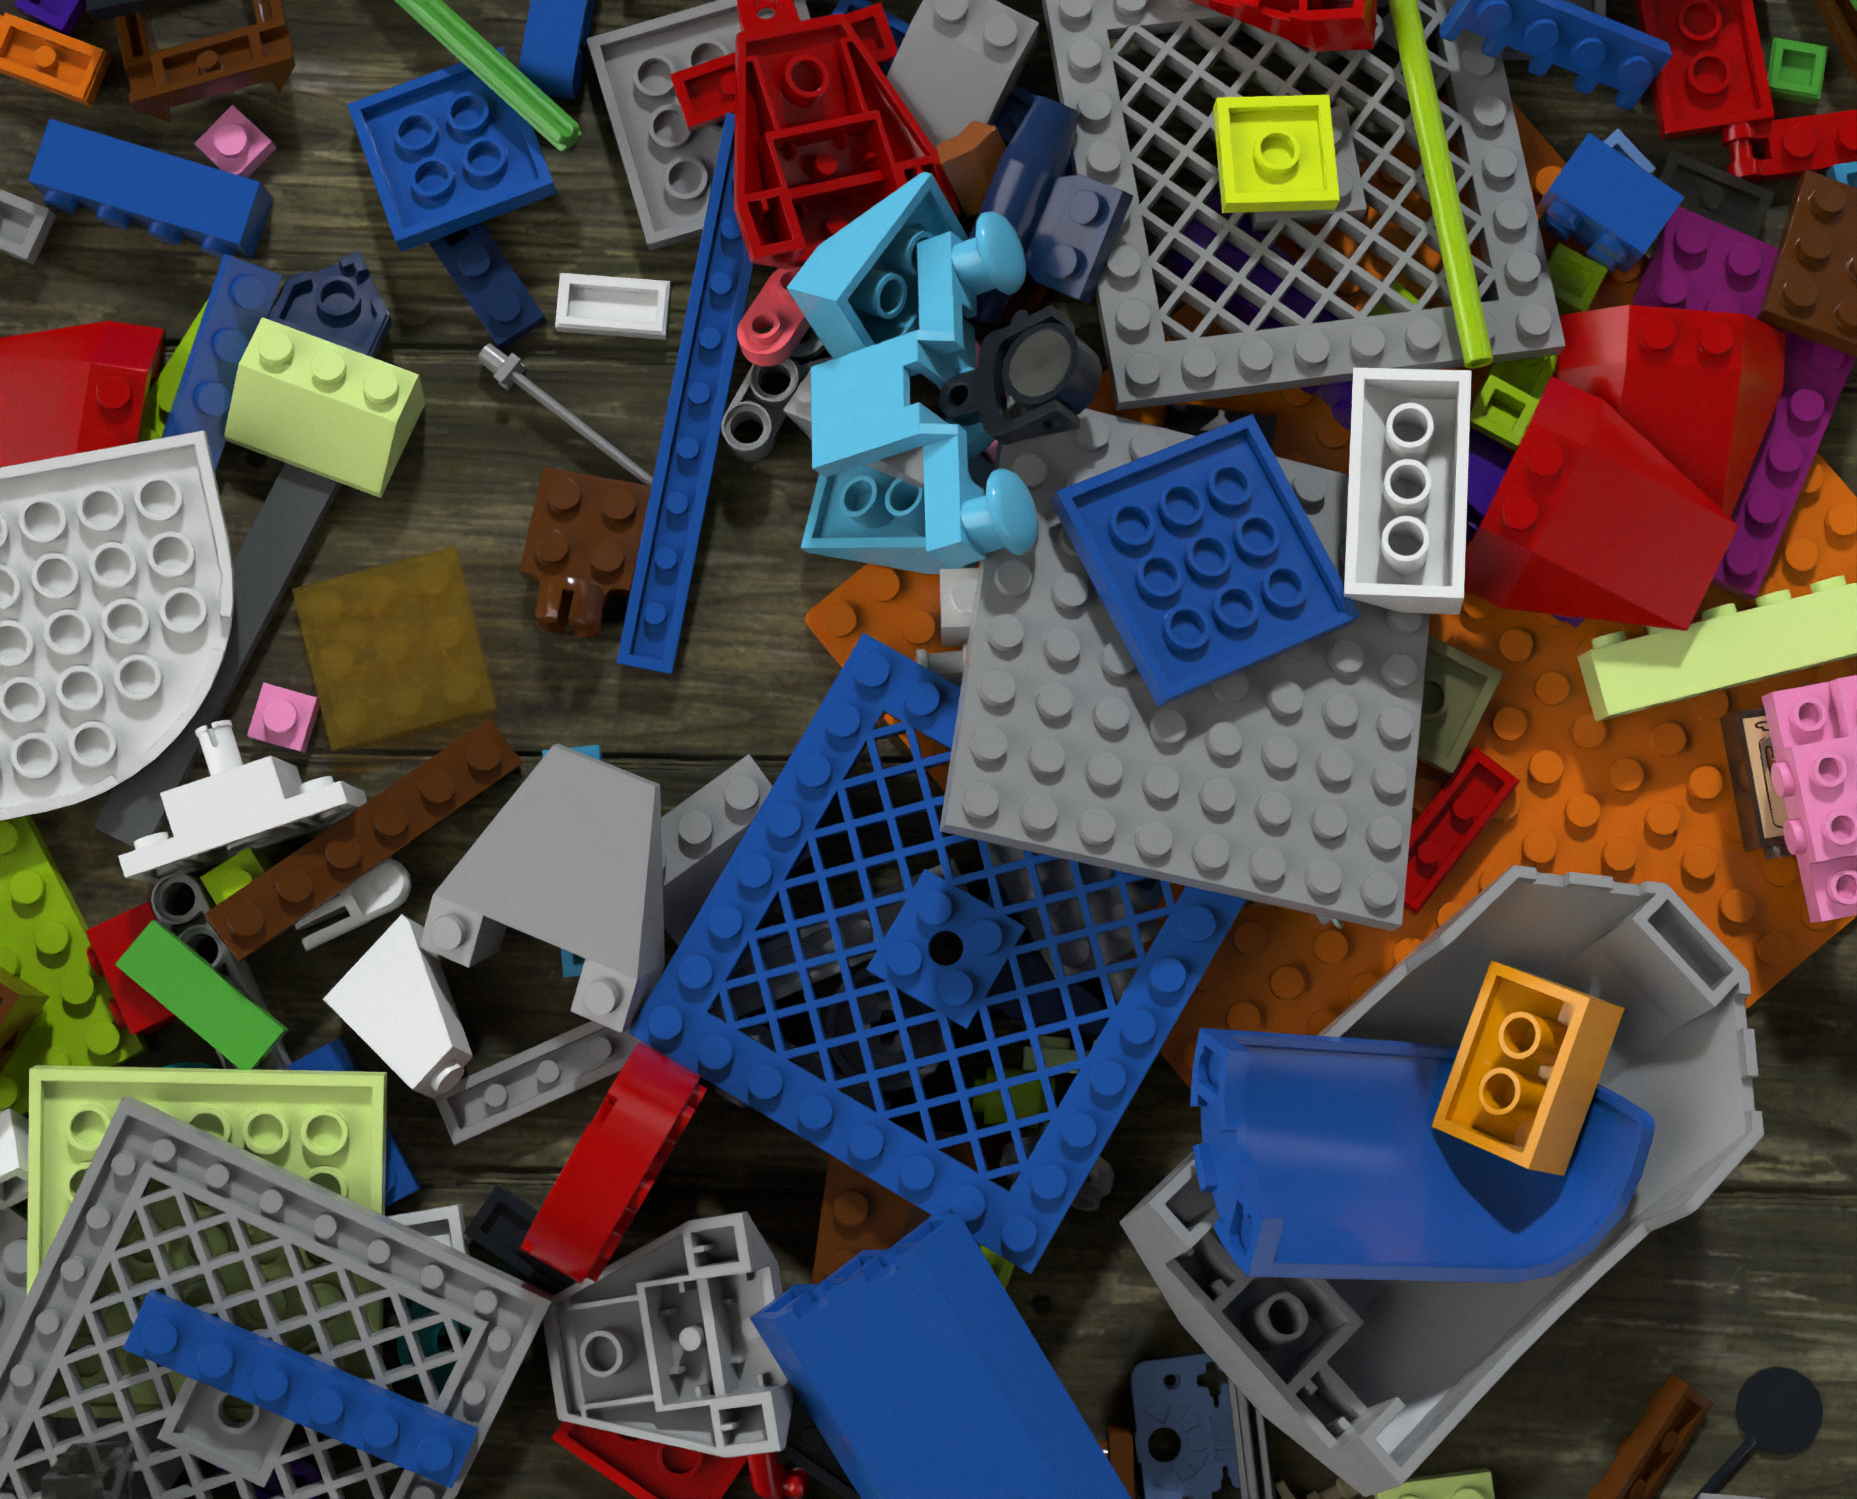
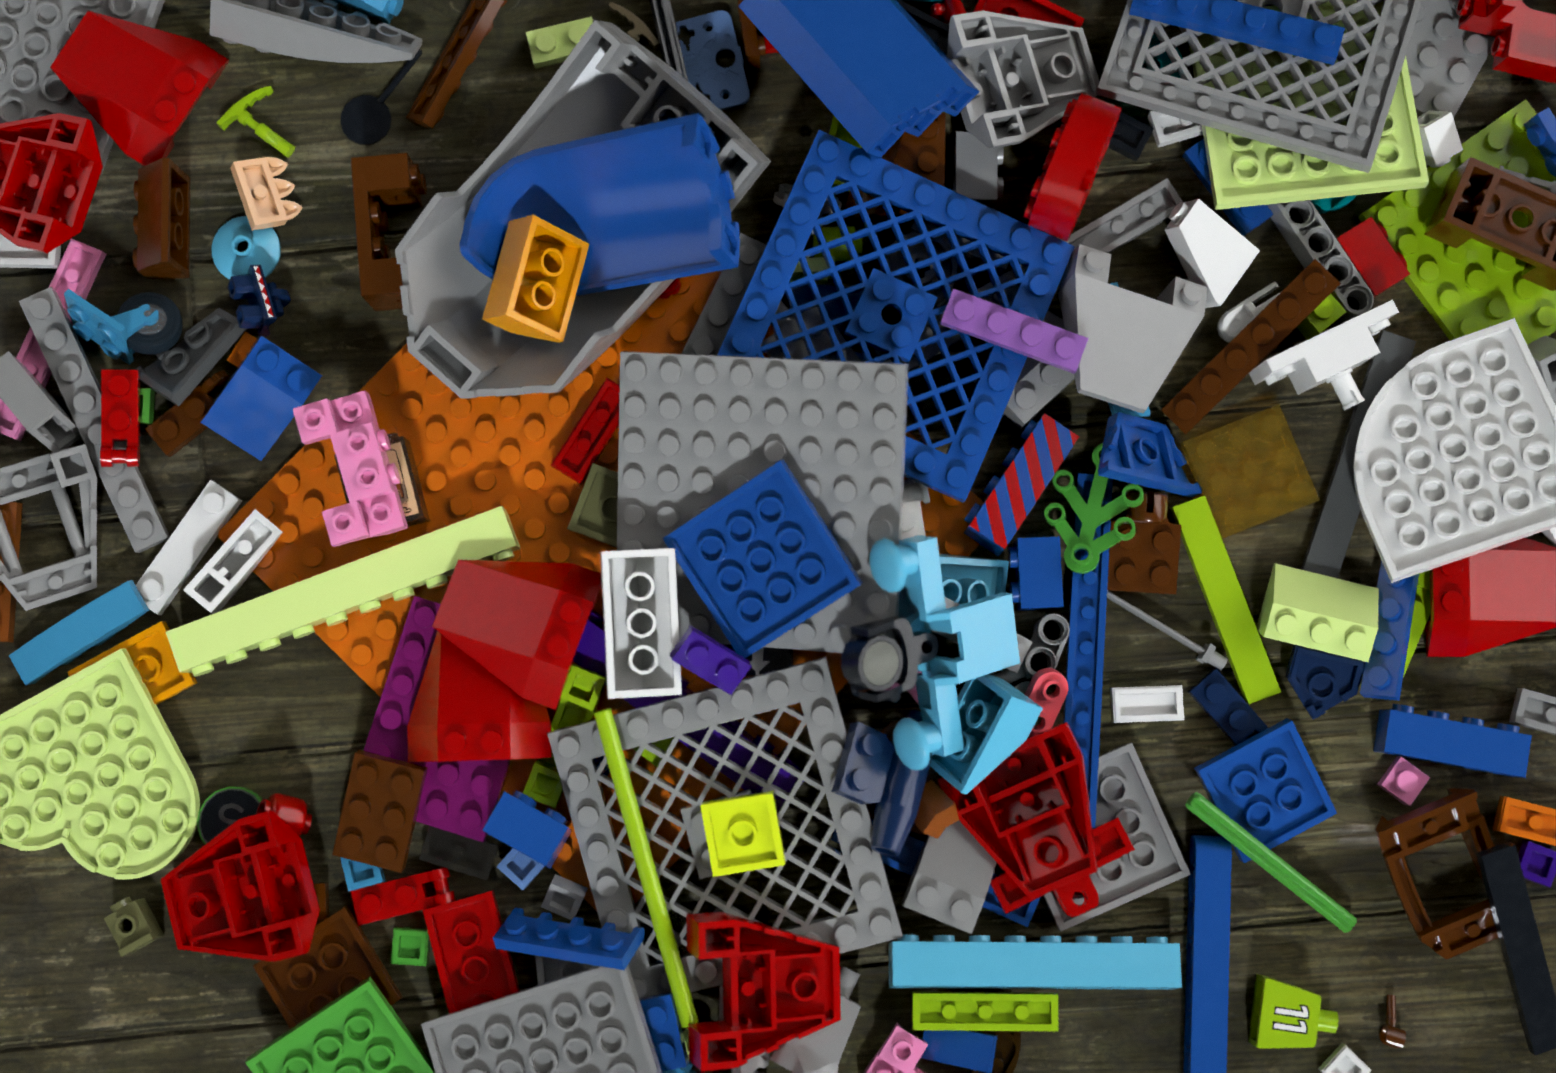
camera: 170 degrees right, 0 degrees up
(201, 996) = (1333, 241): bright green tile -> none
(284, 717) = (1311, 421): bright pink plate -> none
(466, 452) = (1225, 600): none -> lime tile
(564, 682) = (1144, 455): none -> blue wing
(660, 600) = (1091, 517): none -> bright green plant
(750, 891) = (1014, 331): none -> medium lavender plate
(758, 522) = (1036, 573): none -> blue brick
(766, 663) = (1020, 485): none -> brick
(771, 1188) = (976, 169): none -> light grey brick
(1217, 1003) = (724, 301): none -> light grey plate
(1303, 414) = (710, 660): none -> dark purple plate
(1553, 113) = (564, 897): none -> light grey plate
(1785, 1275) = (379, 185): none -> reddish brown plate

